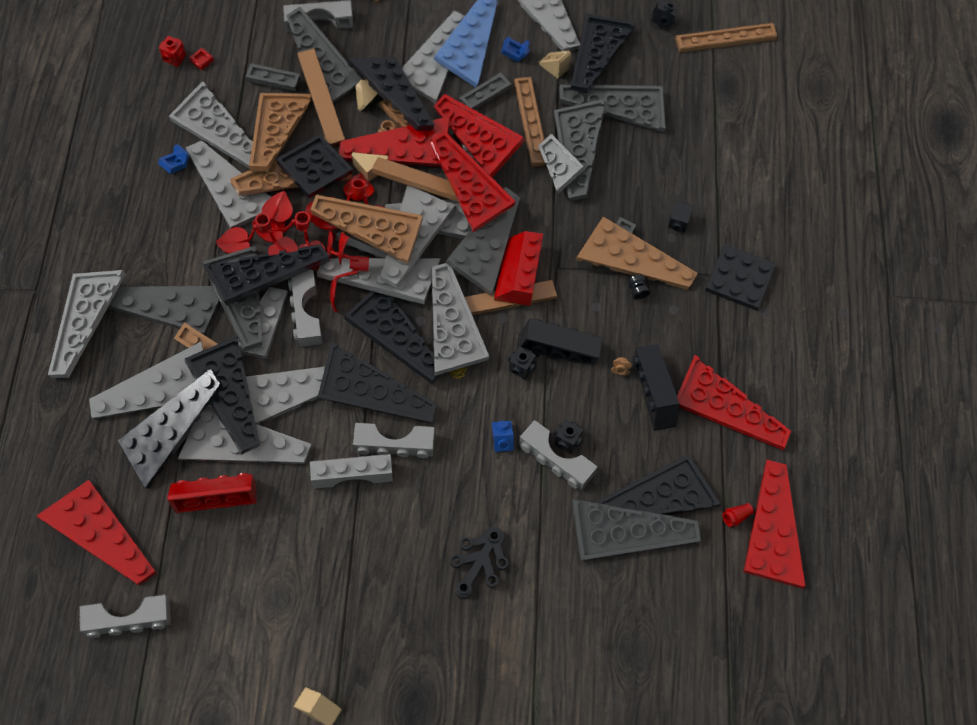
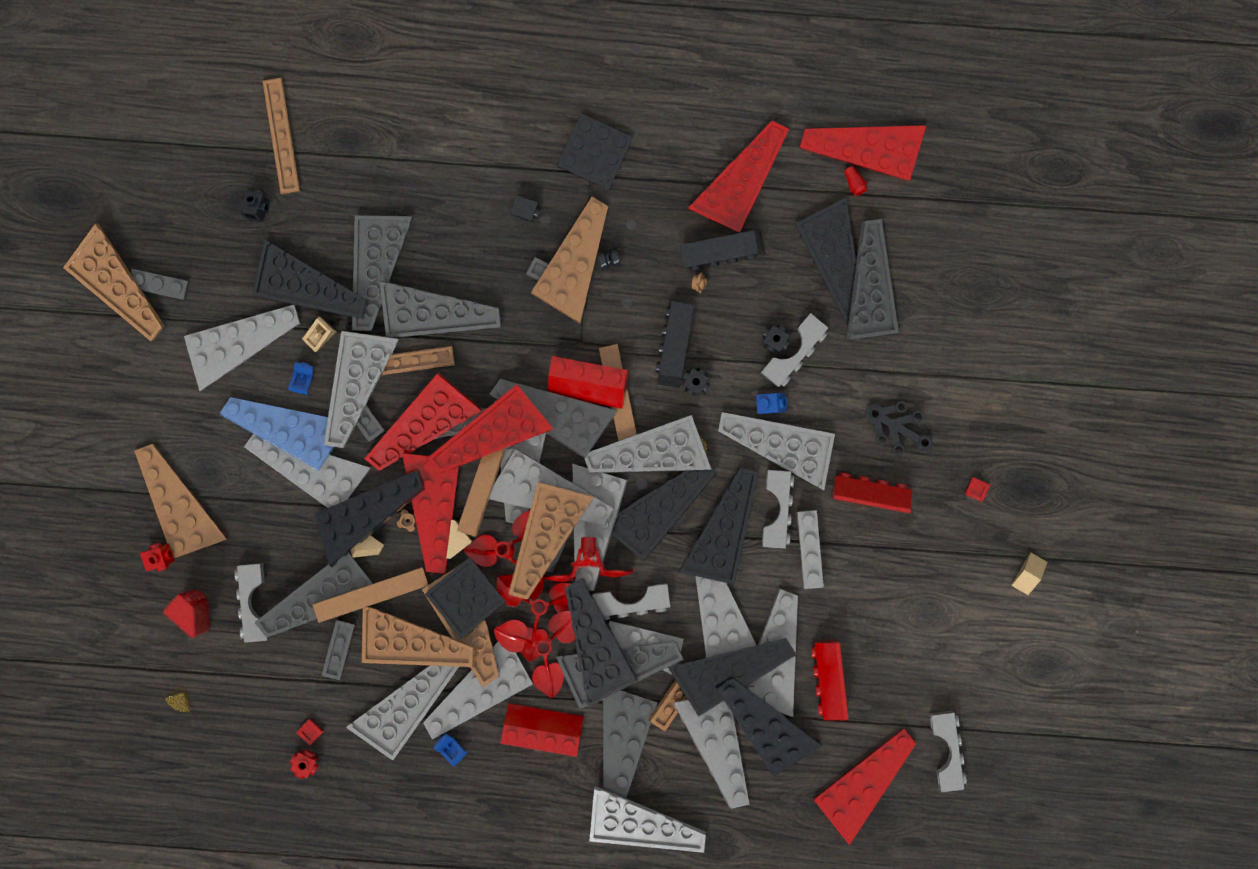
camera: 90 degrees left, 25 degrees up
(185, 234) = (542, 729): none -> red slope
(408, 531) = (872, 494): none -> red slope
(413, 648) = (977, 489): none -> red tile
(457, 454) = (791, 447): none -> light grey wing
(523, 86) = (357, 371): none -> light grey wing
(560, 162) = (460, 333): light grey wing -> none

